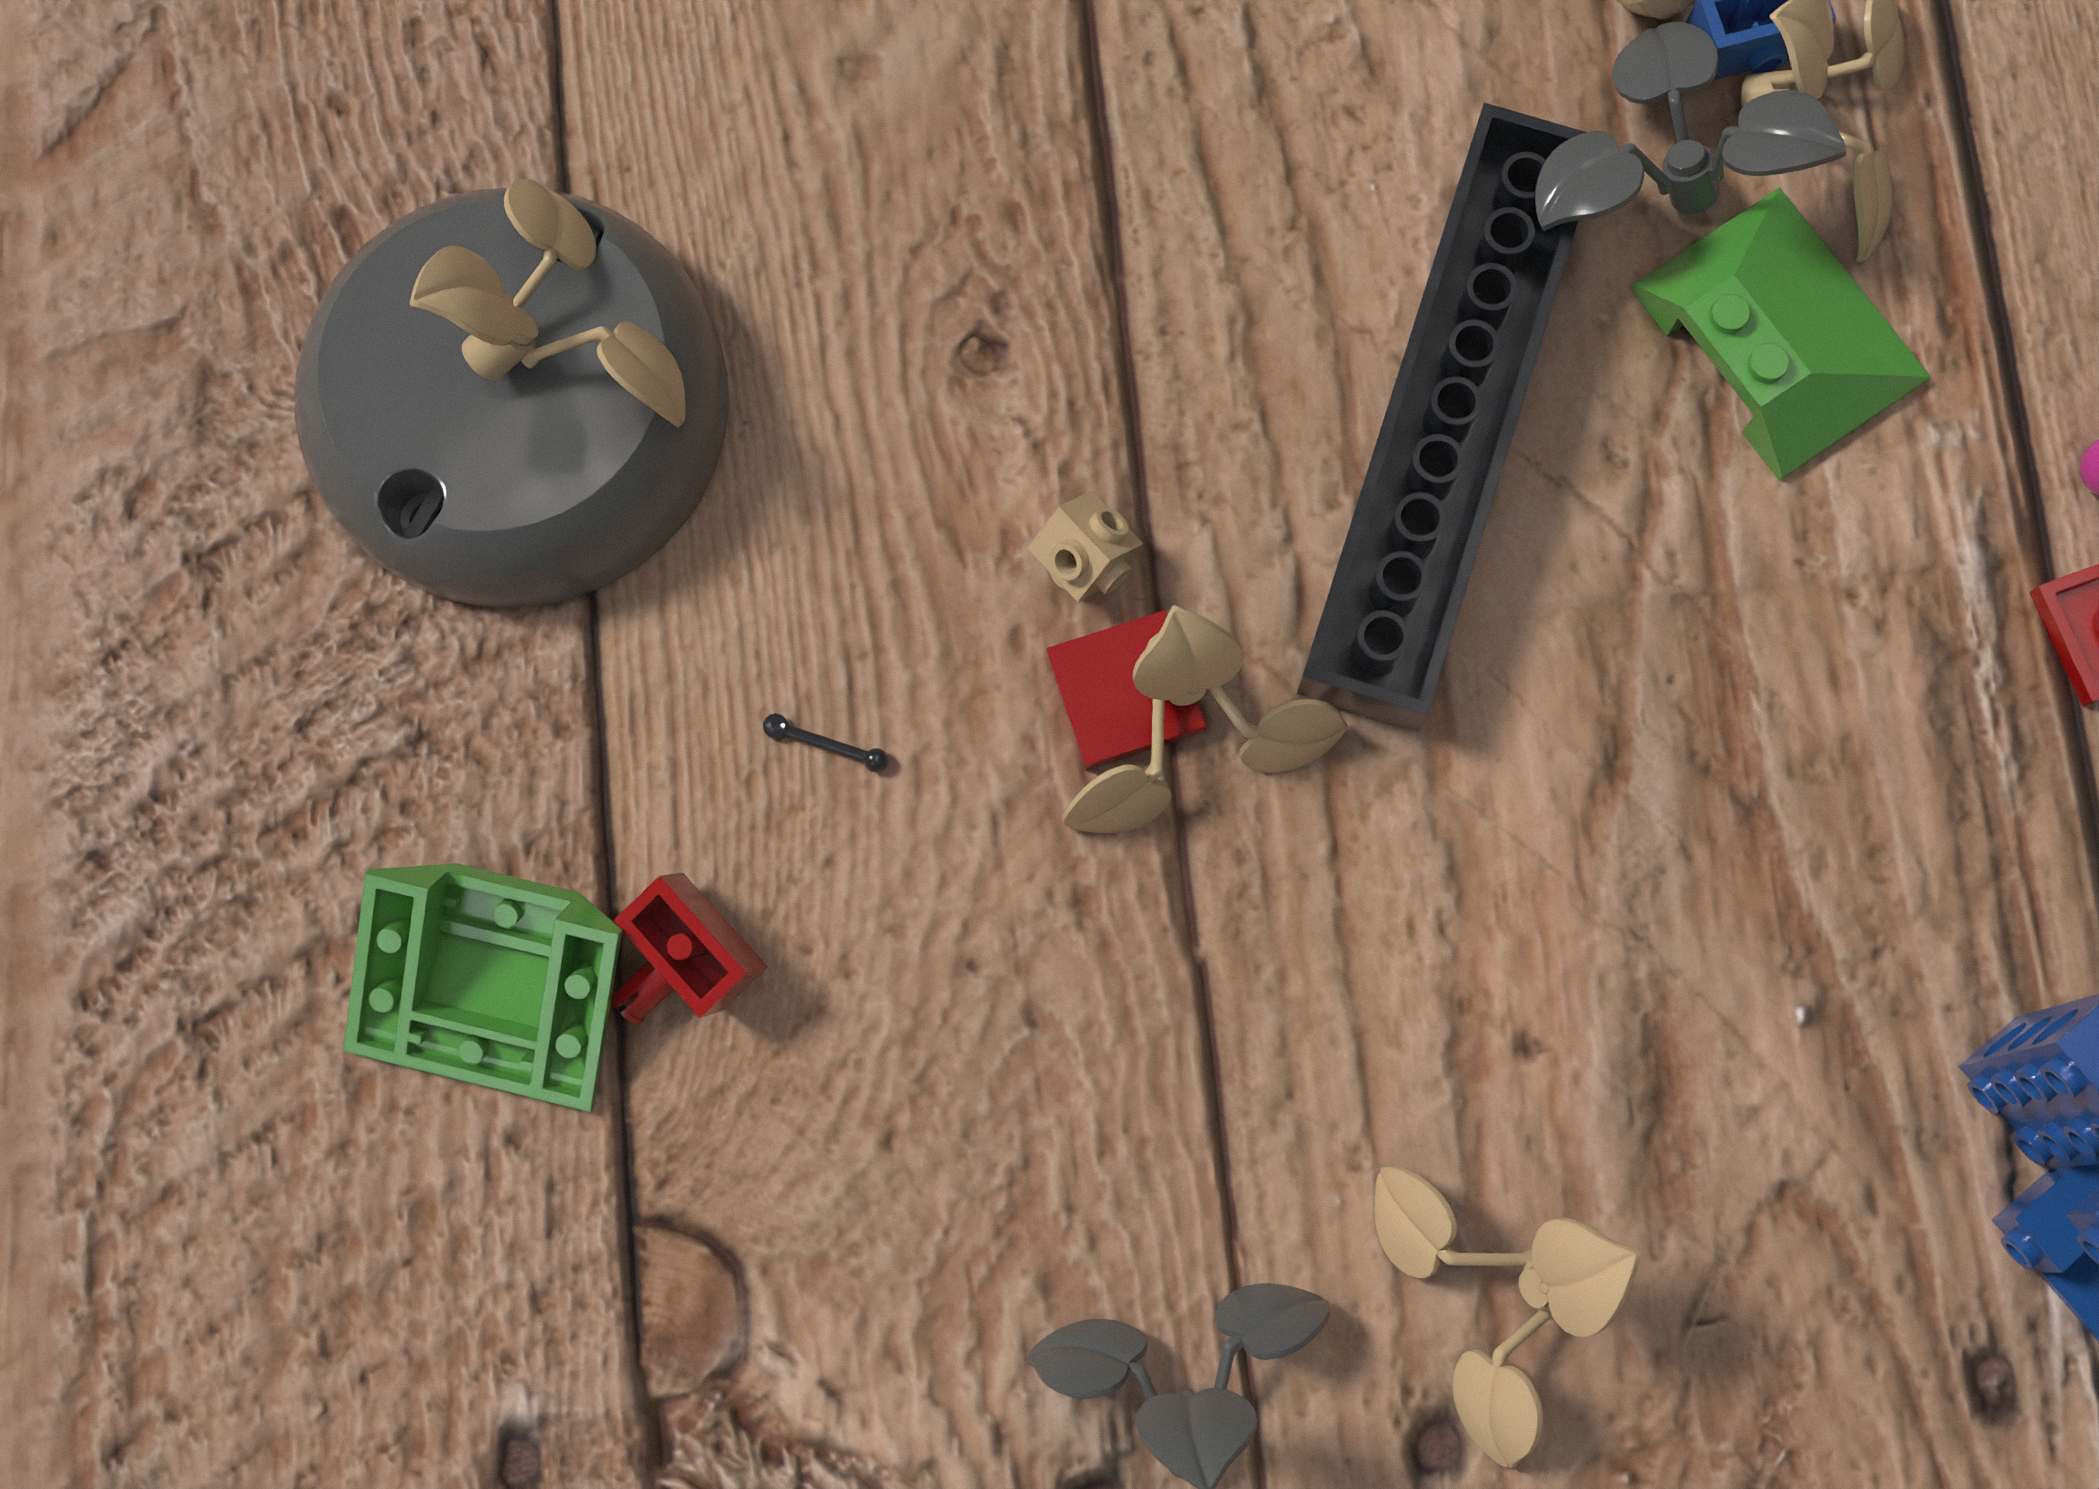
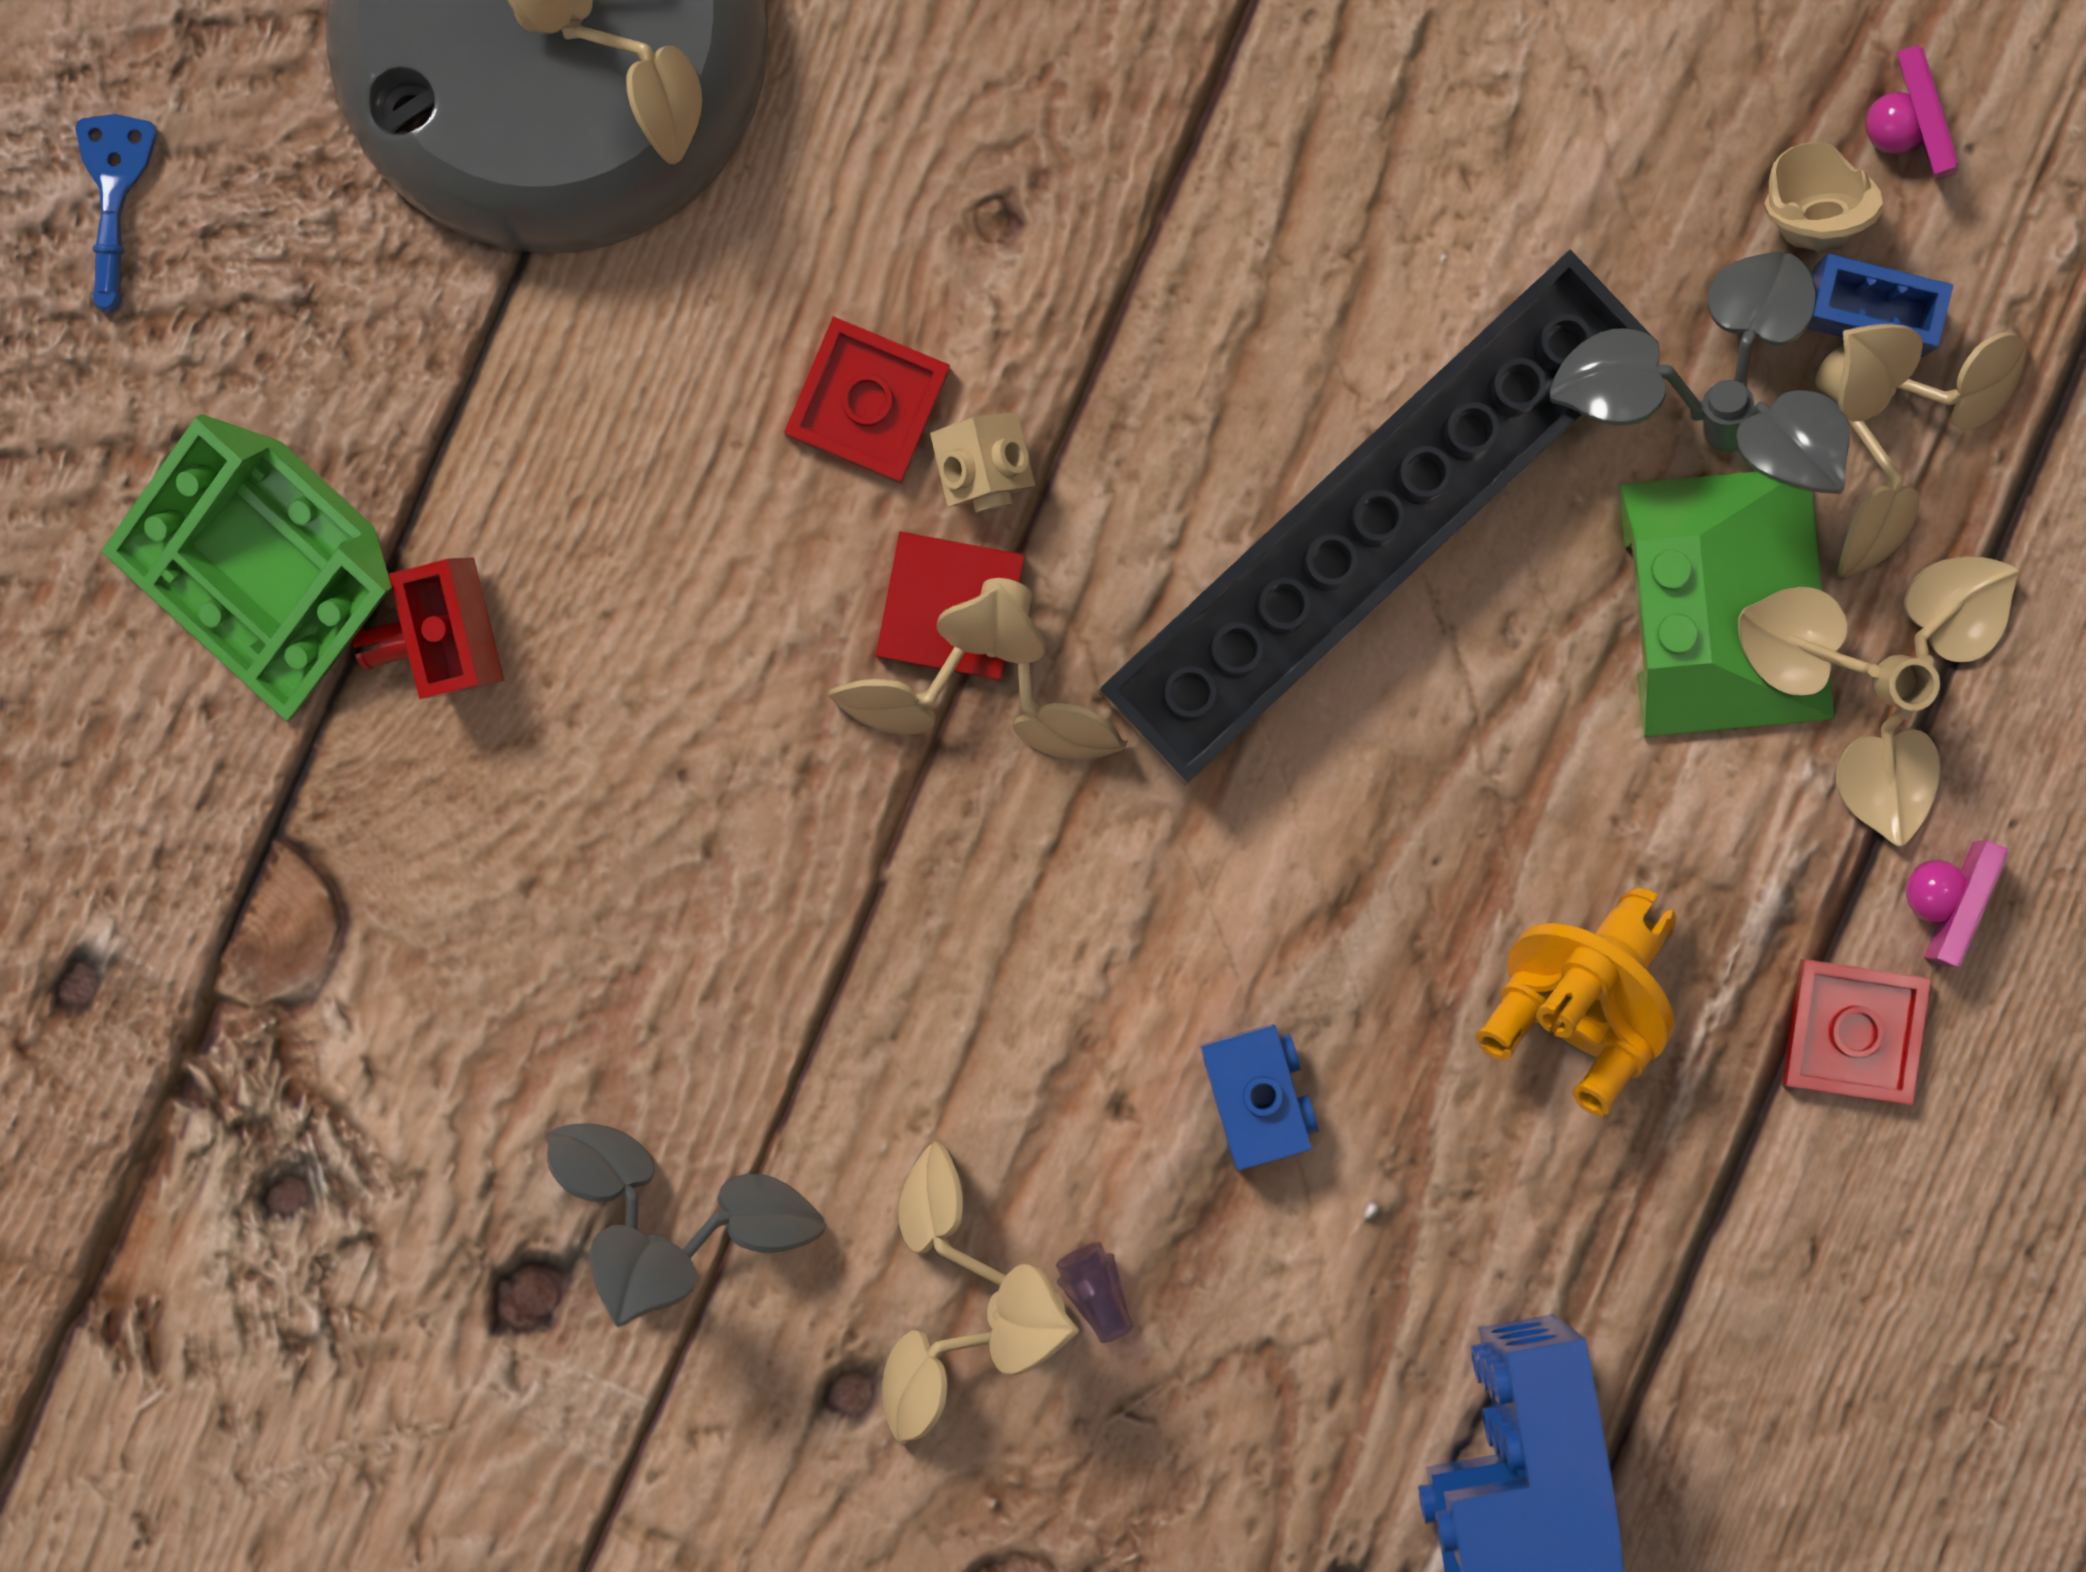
camera: 25 degrees right, 10 degrees up
(198, 728) = (114, 185): none -> blue piece
(778, 728) = (627, 469): black hinge -> none
(955, 556) = (867, 400): none -> red tile
(1608, 1214) = (1095, 1289): none -> cone
(1646, 964) = (1258, 1097): none -> blue brick
(1888, 708) = (1590, 995): none -> light orange piece
(1980, 233) = (1796, 637): none -> tan plant

